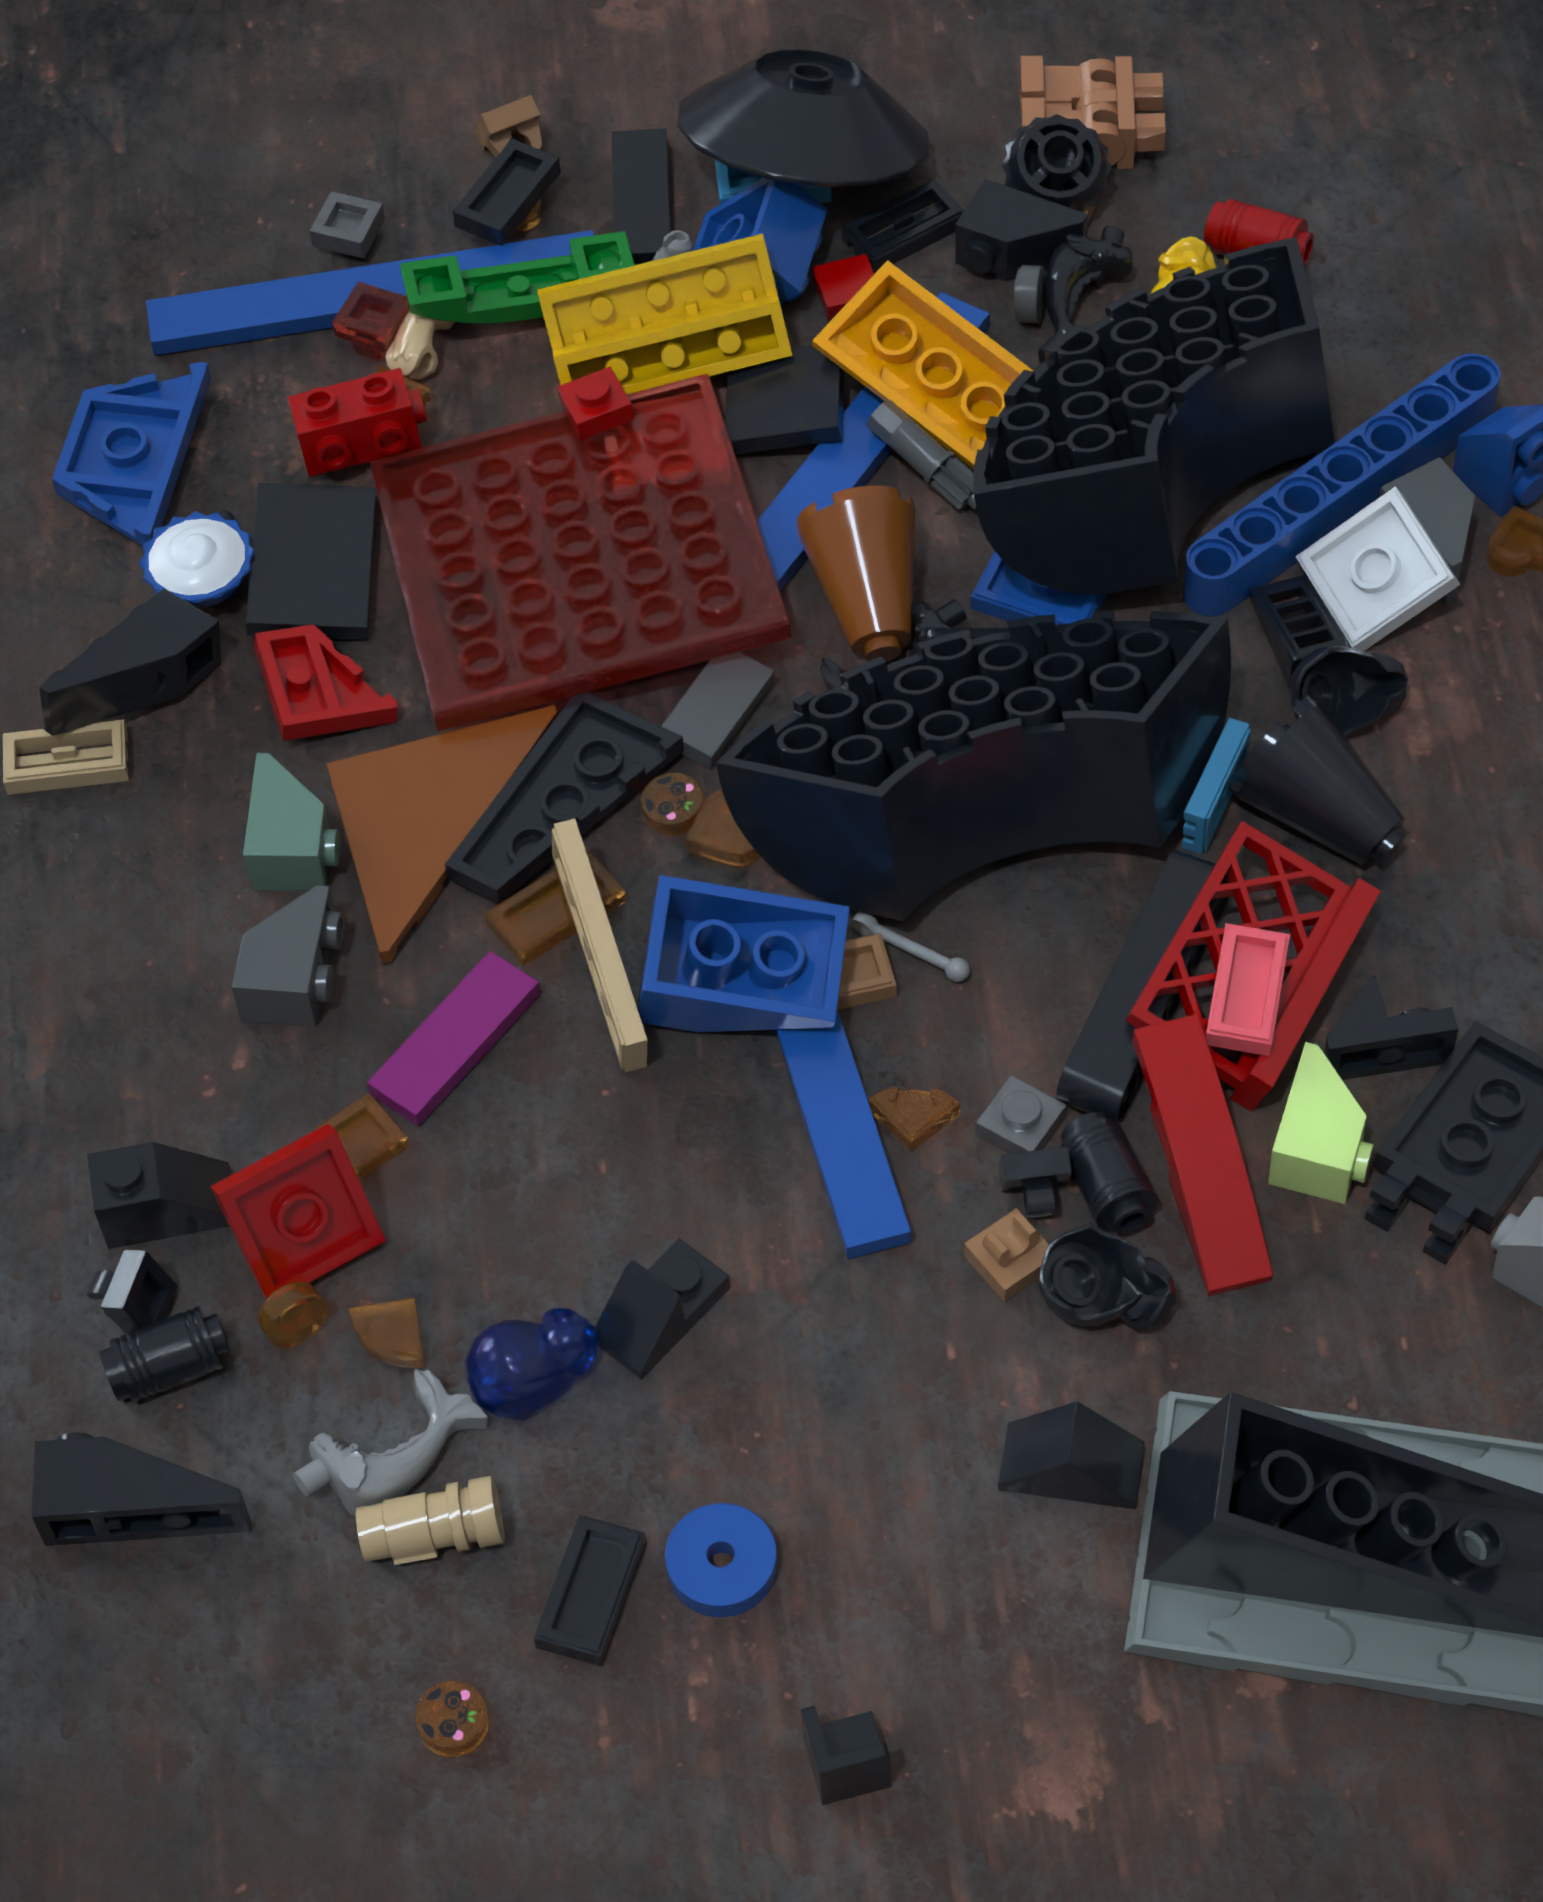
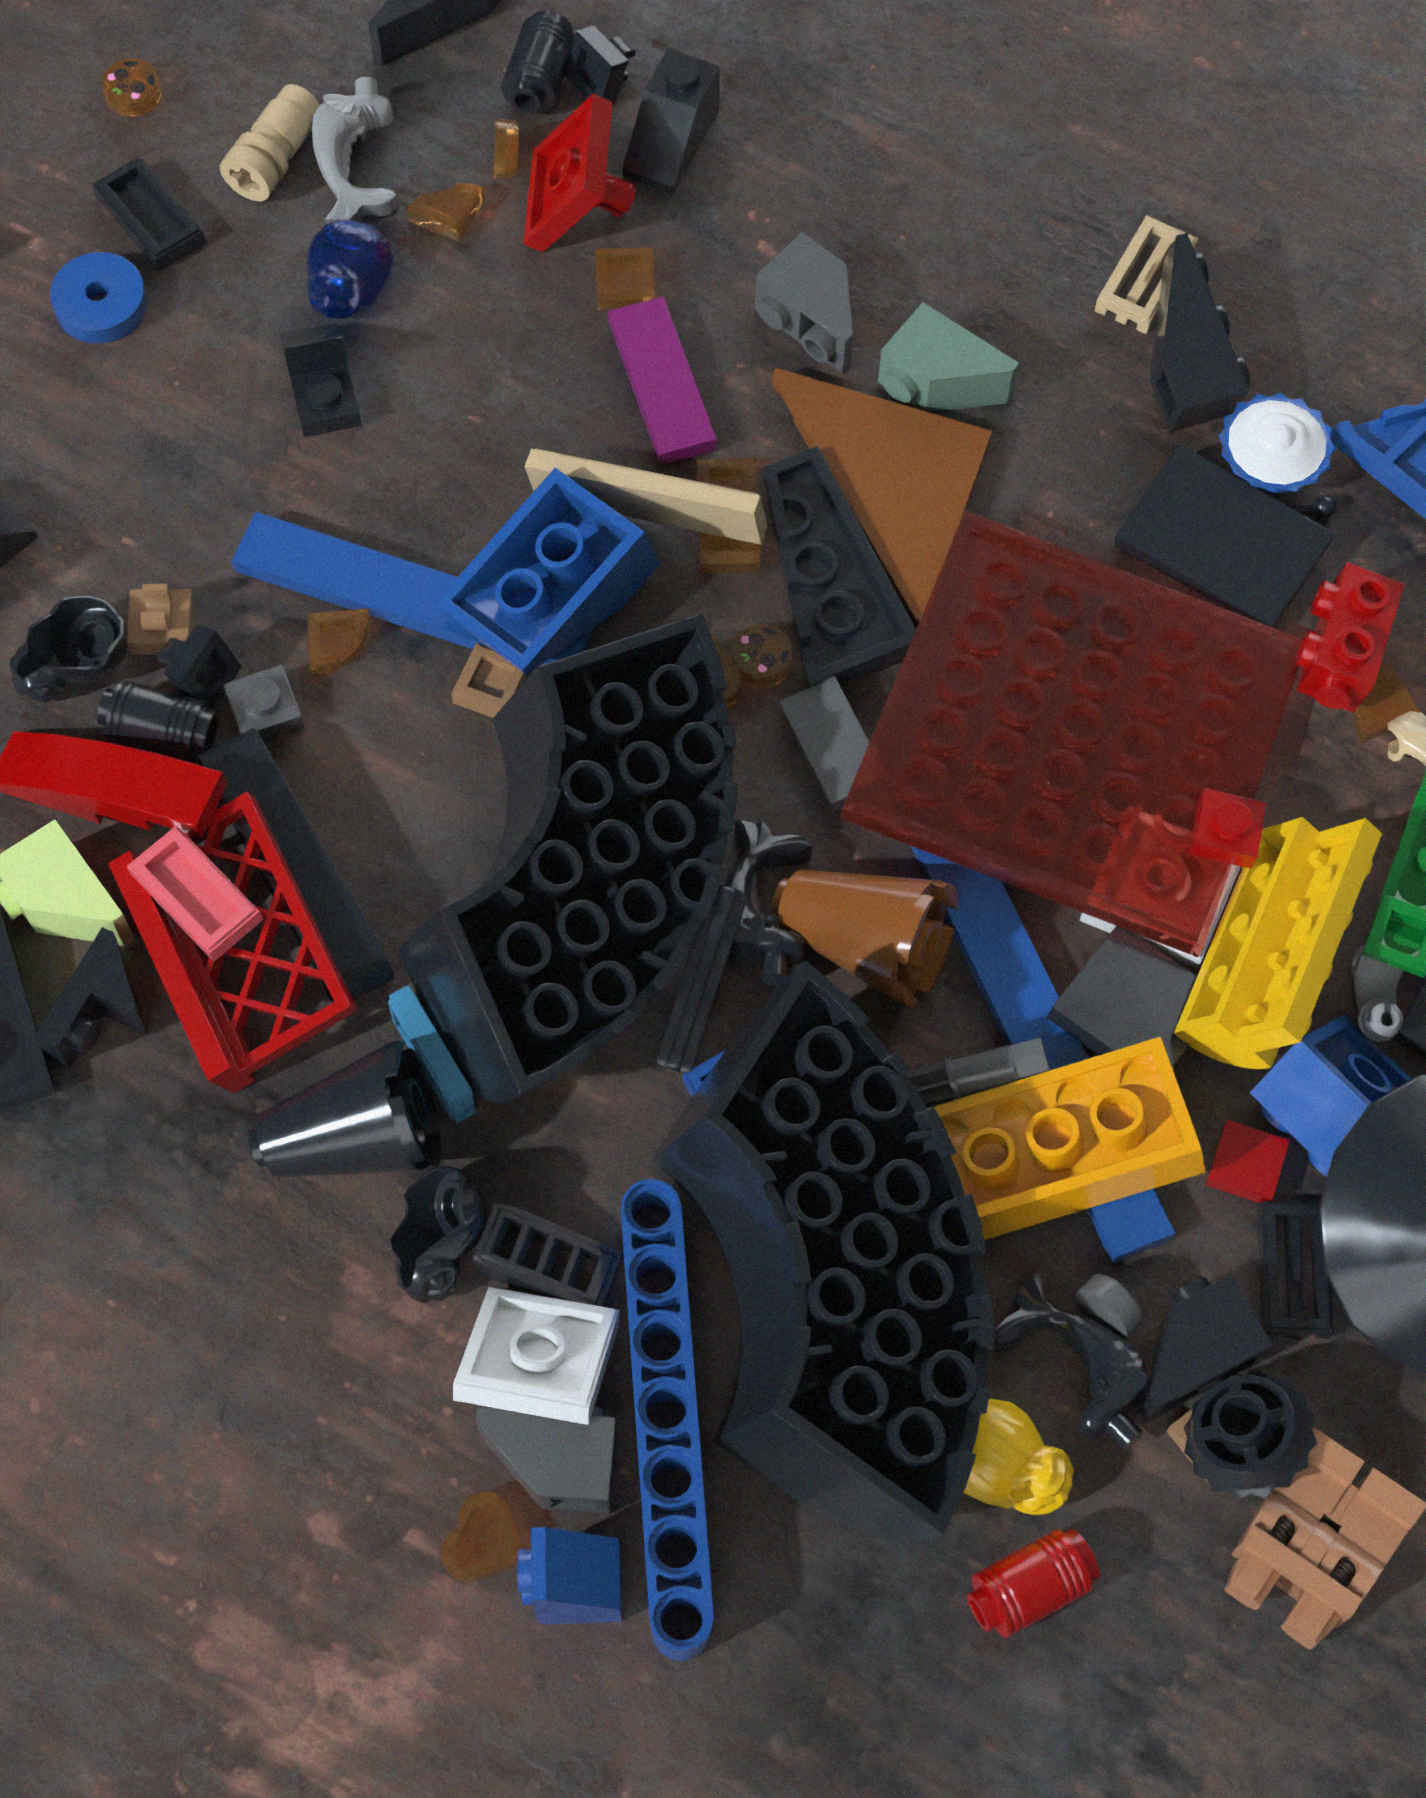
camera: 120 degrees right, 10 degrees up
(316, 686) = (1081, 467): red wing -> none
(956, 968) = (435, 752): light grey hinge -> none

